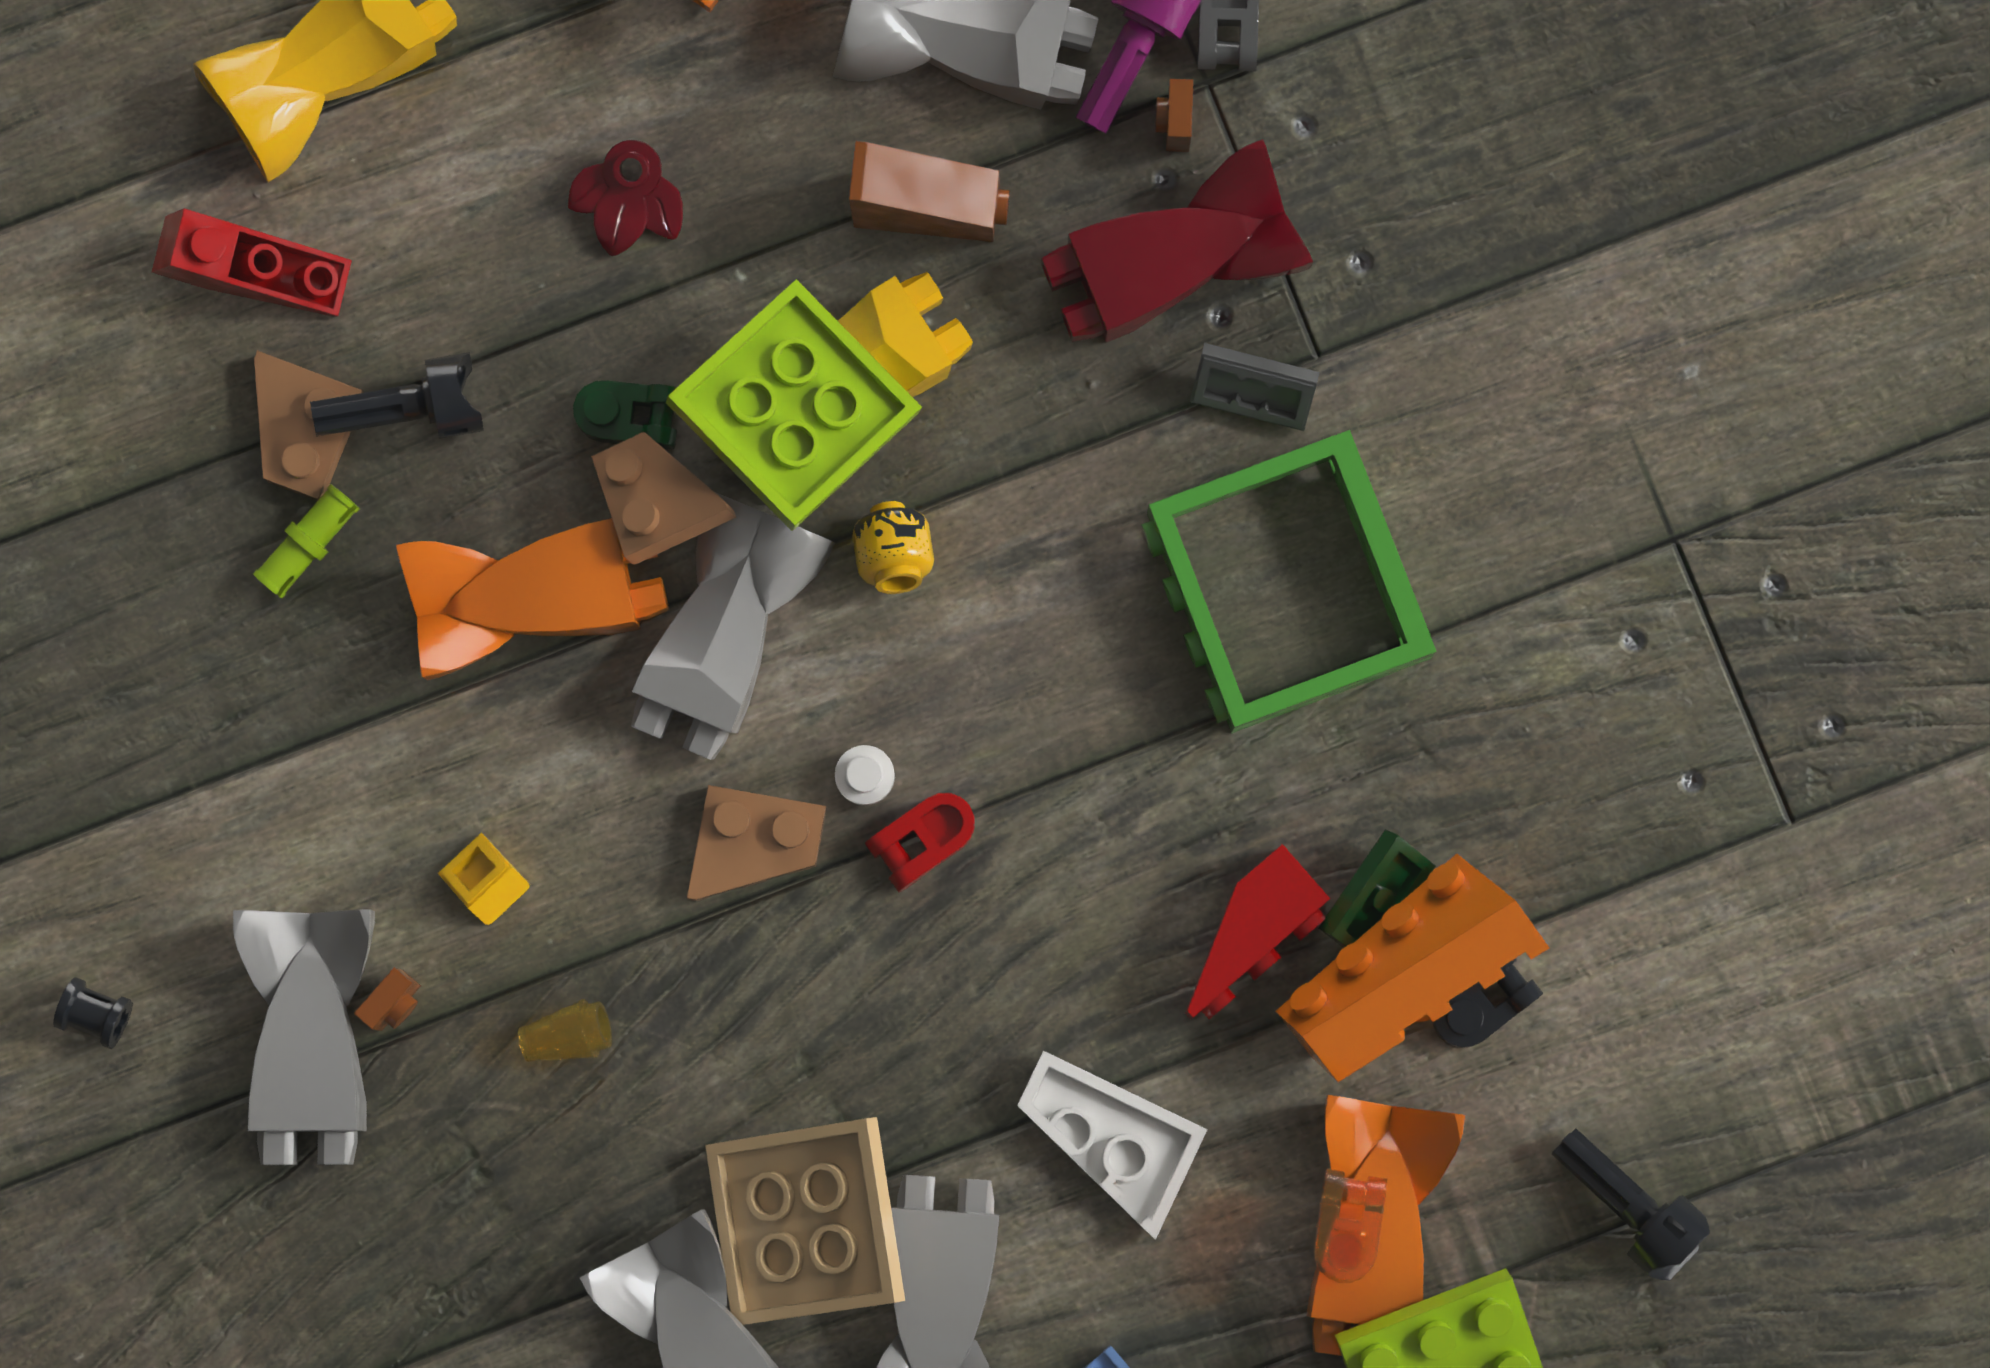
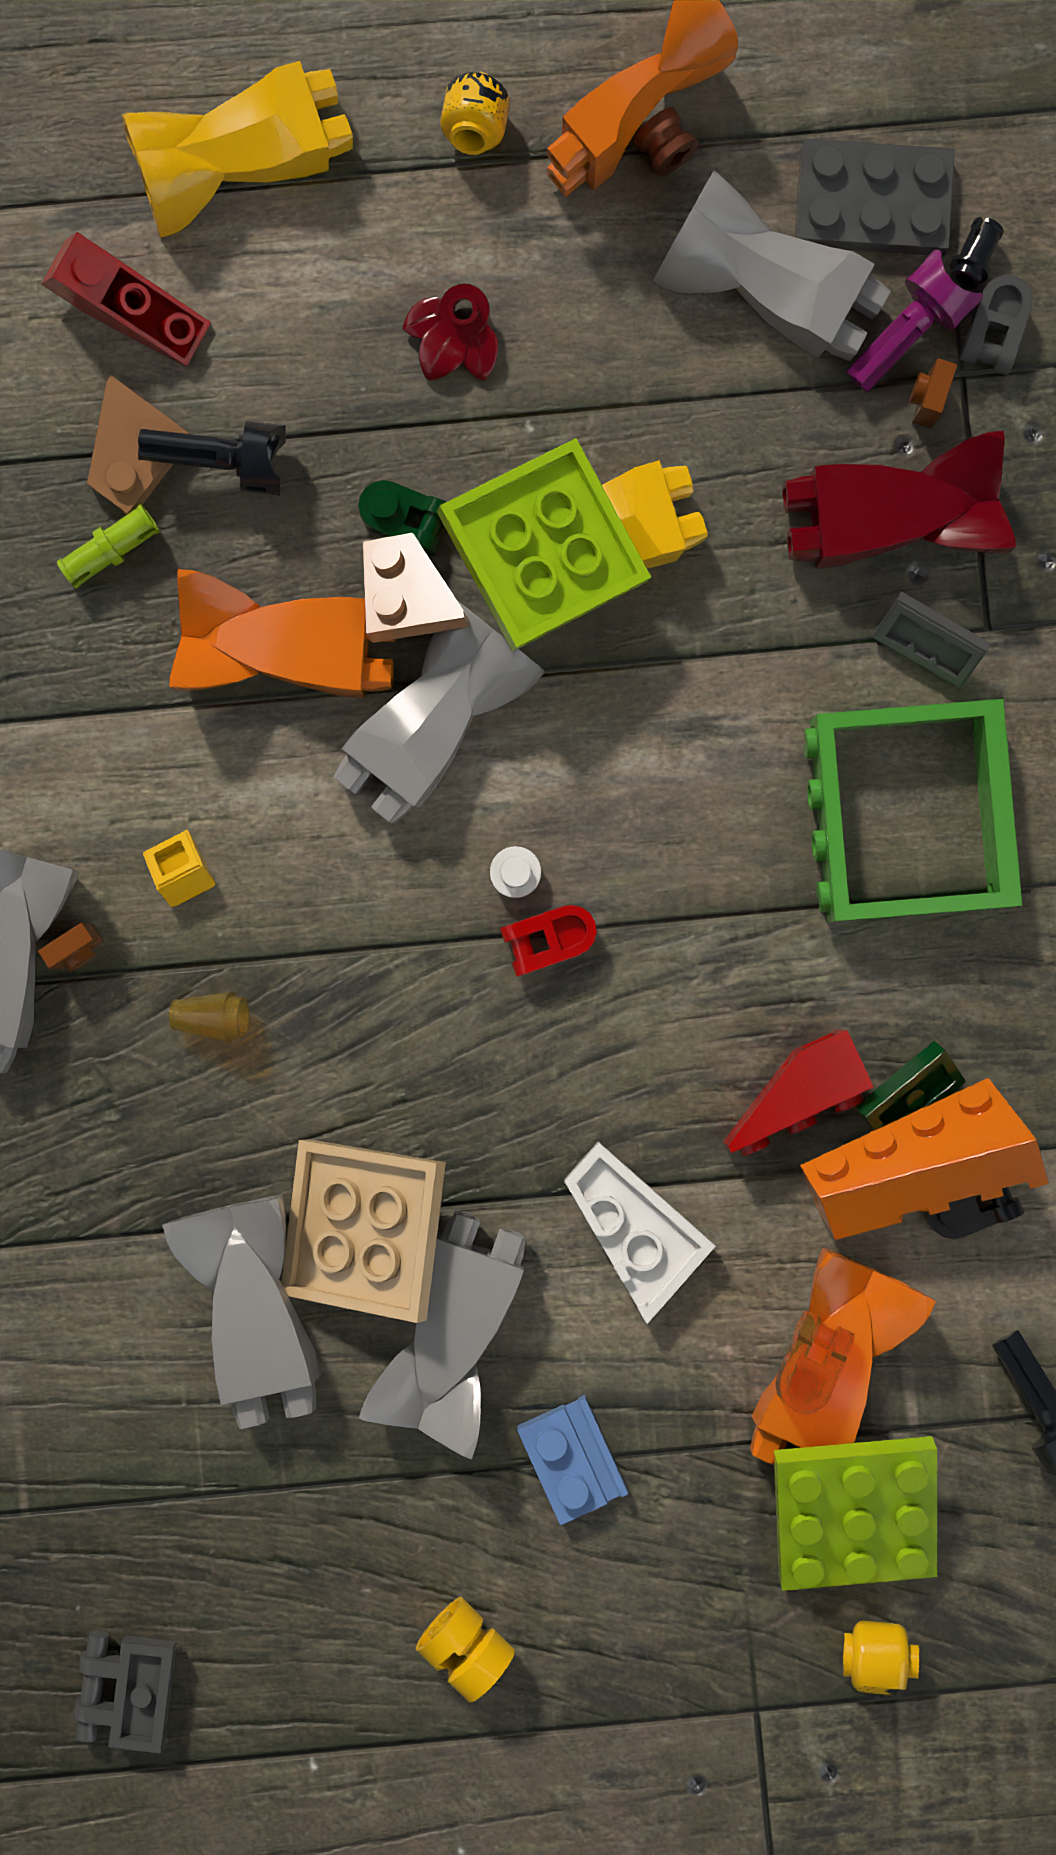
camera: 15 degrees right, 5 degrees up
(751, 840) = (407, 899): medium nougat wing -> none
(893, 548) = (592, 689): yellow head -> none
(924, 194) = (702, 398): slope -> none

